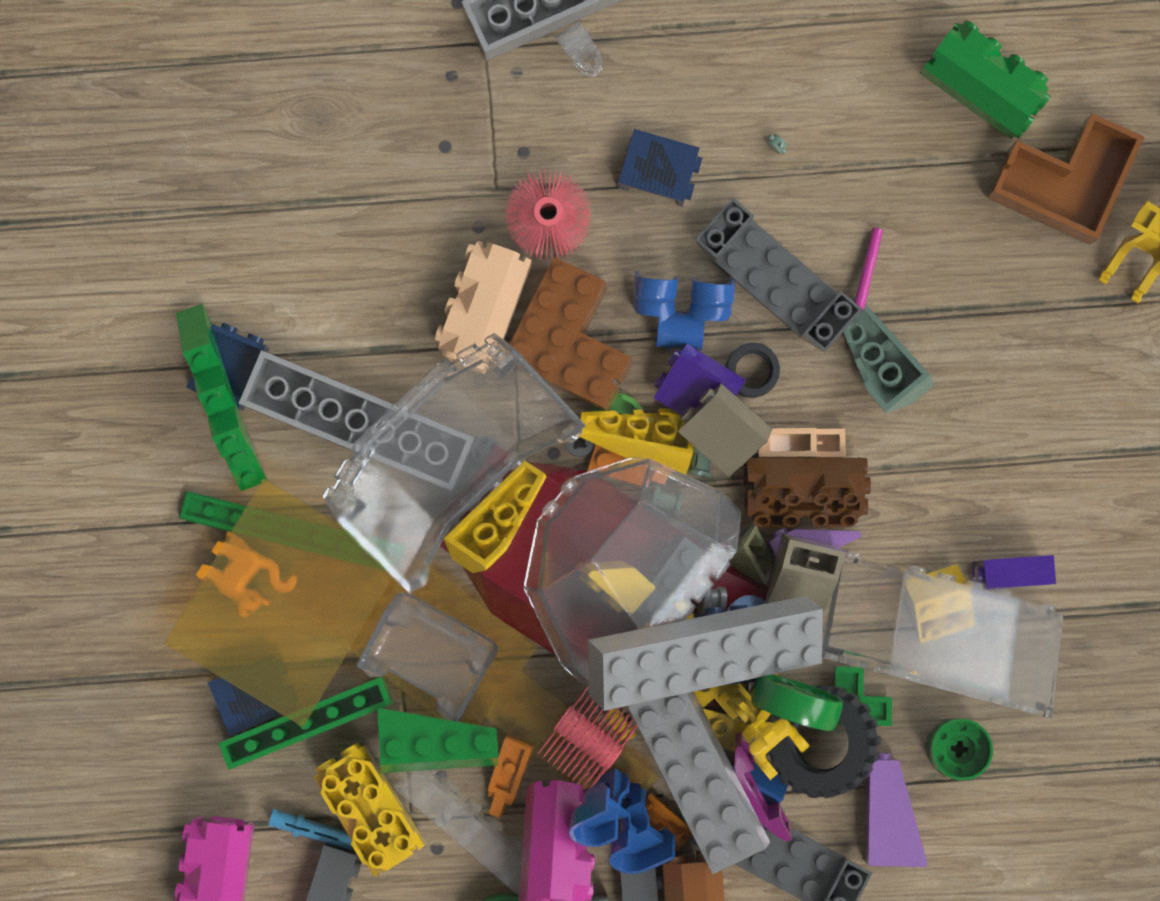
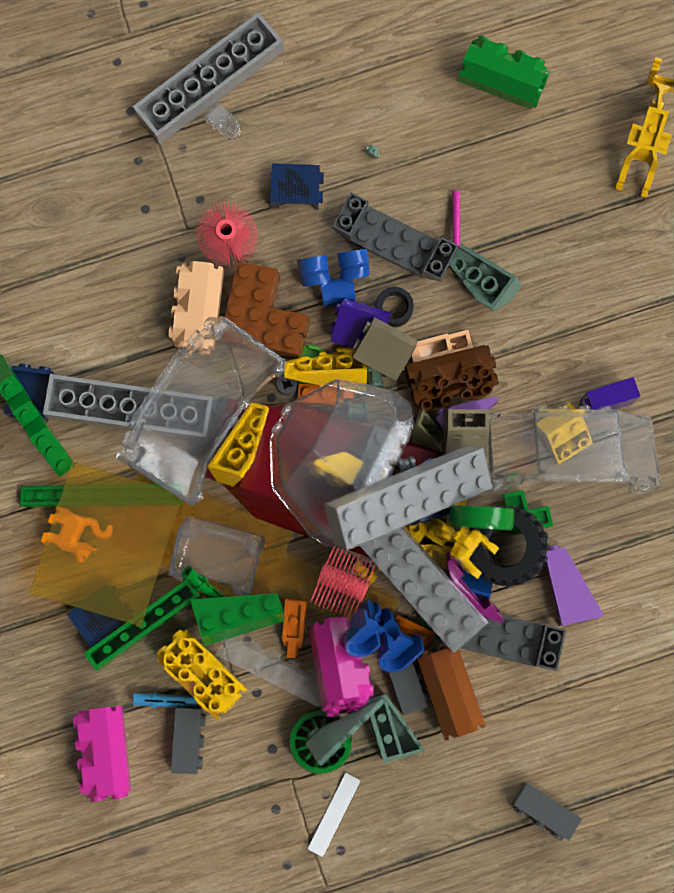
camera: 10 degrees left, 5 degrees down
(396, 689) = (200, 583): none -> green pin
(977, 751) = (613, 520): green wheel -> none
(1072, 193) = (581, 135): dark orange piece -> none

